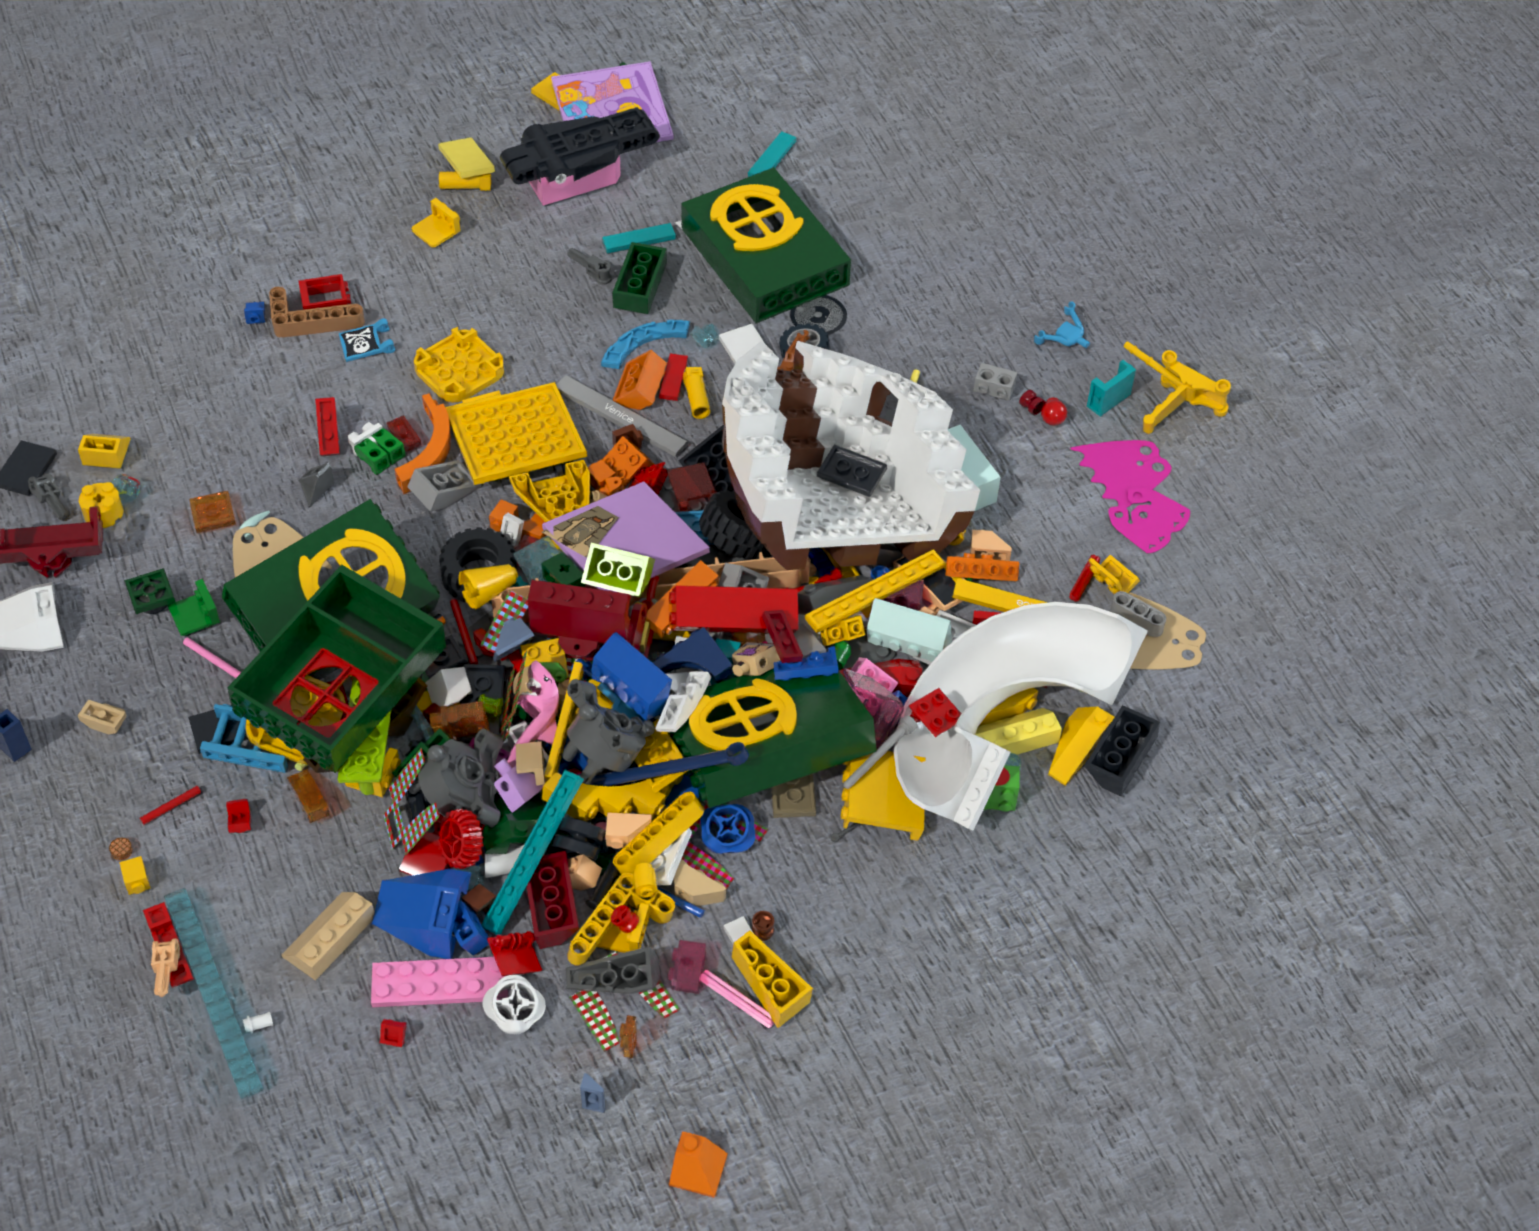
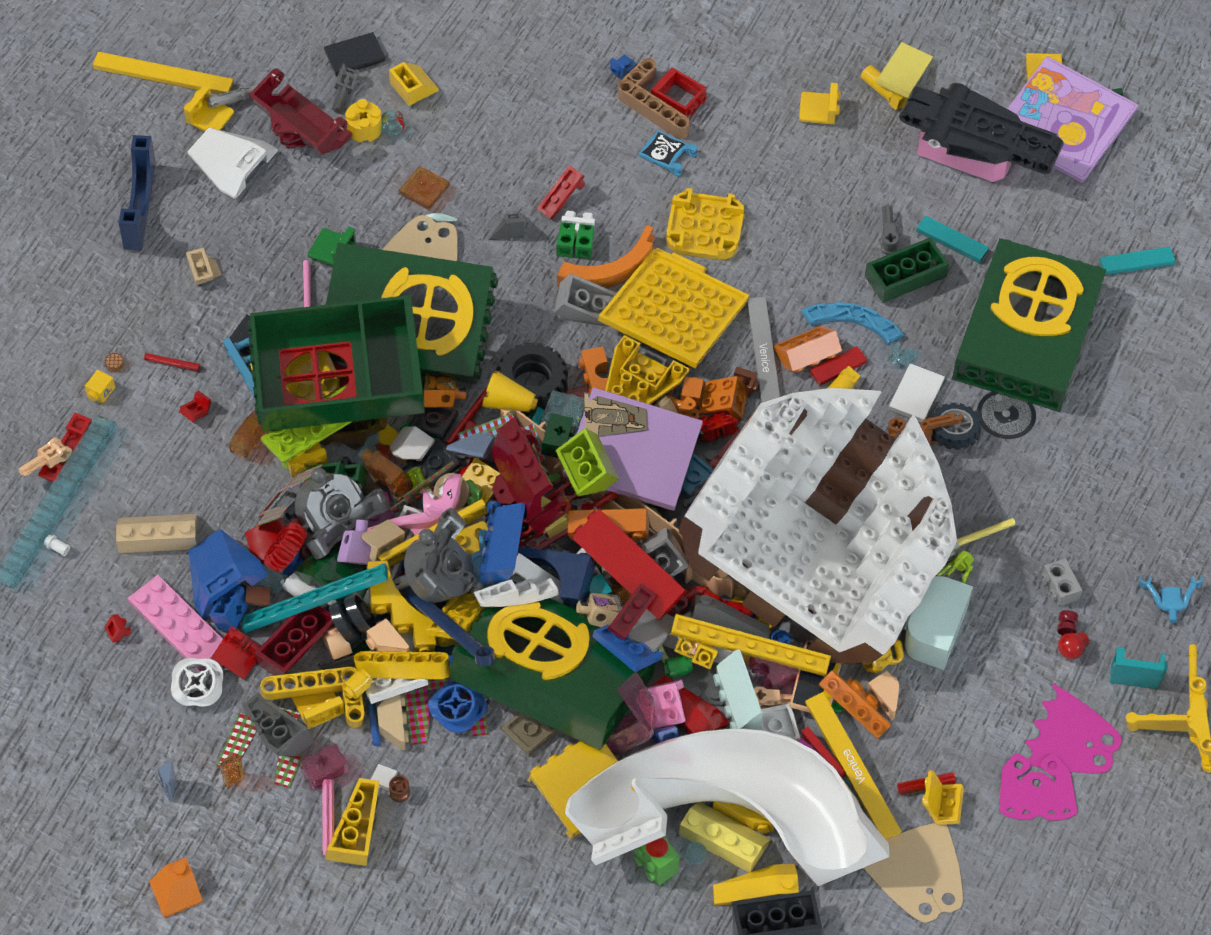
camera: 50 degrees right, 5 degrees up
(149, 592) = (319, 210): dark green piece -> none
(404, 432) = (606, 242): clear red plate -> none
(512, 528) = (579, 374): white plate -> none
(624, 919) = (316, 695): red wheel -> none
(852, 470) = (841, 545): black tile -> none
(906, 725) = (642, 753): light grey piece -> none
(935, 712) = (675, 761): red hinge -> none
(1139, 613) = (924, 835): light grey beam -> none

